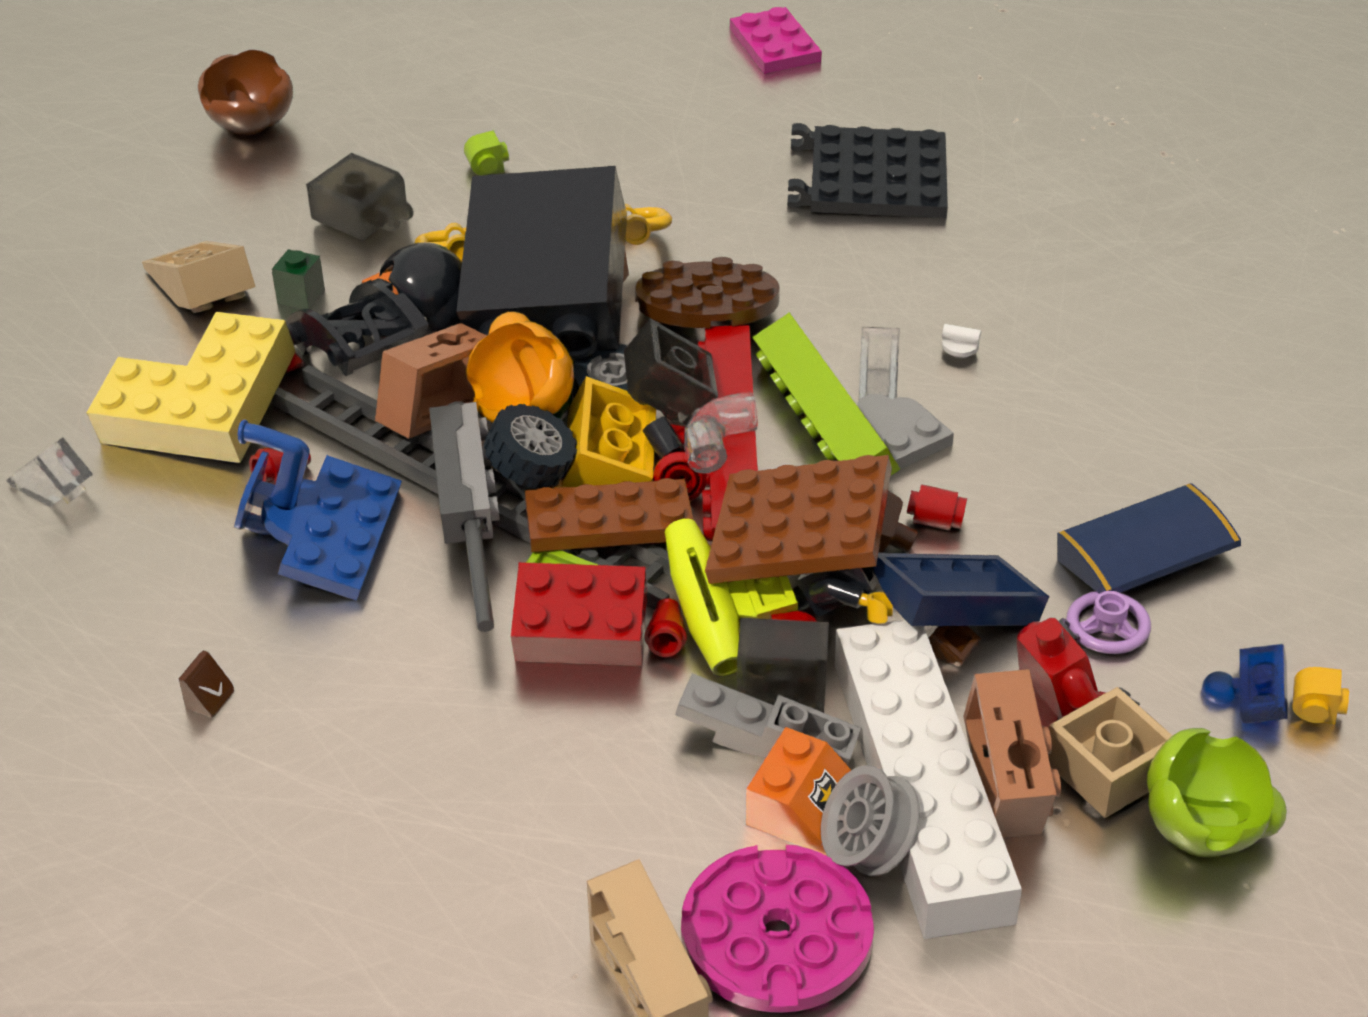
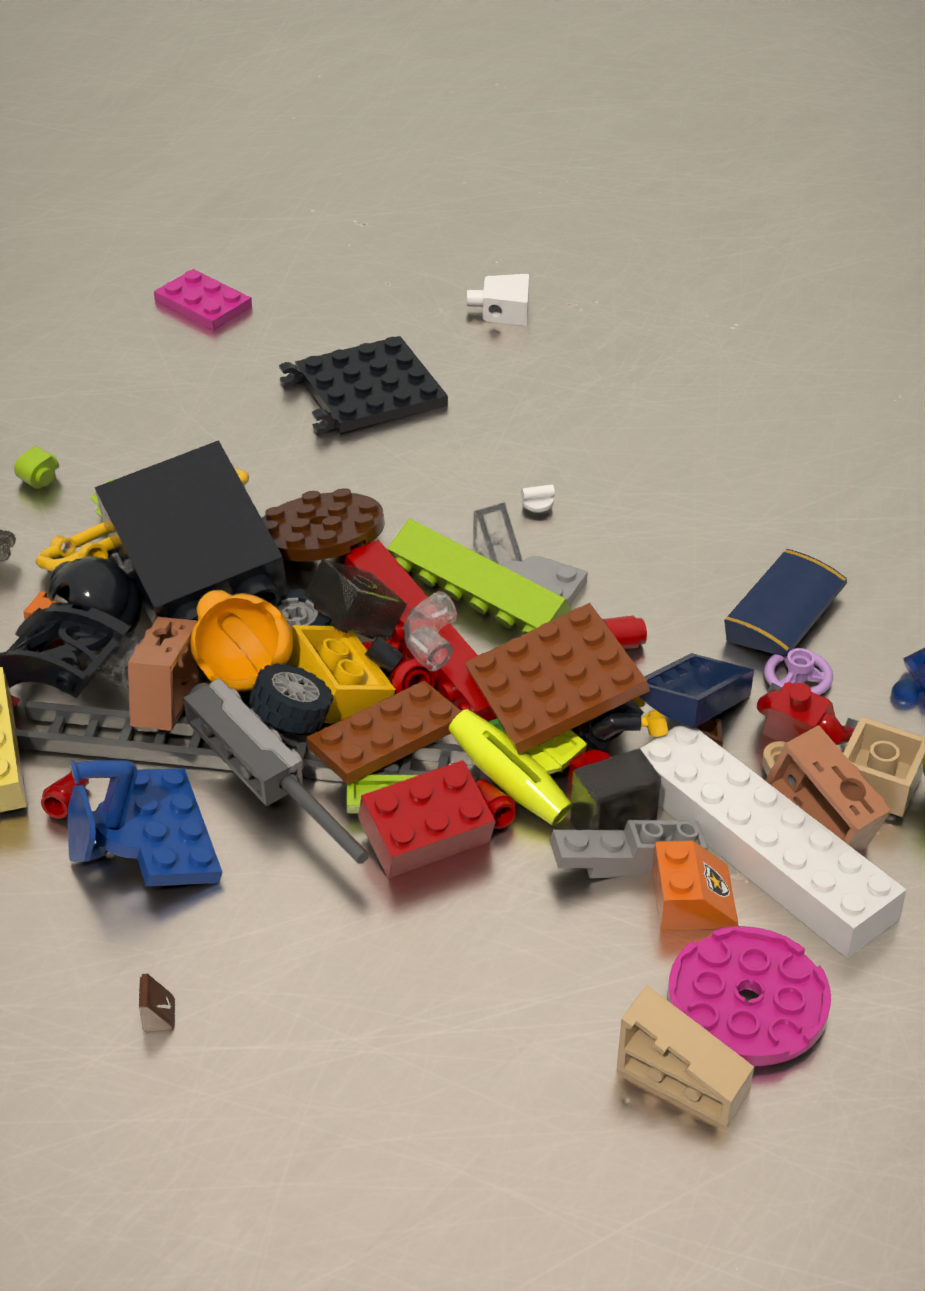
camera: 30 degrees left, 0 degrees up
(870, 820) = (771, 909): light grey wheel -> none
(1087, 126) = (503, 299): none -> white torso

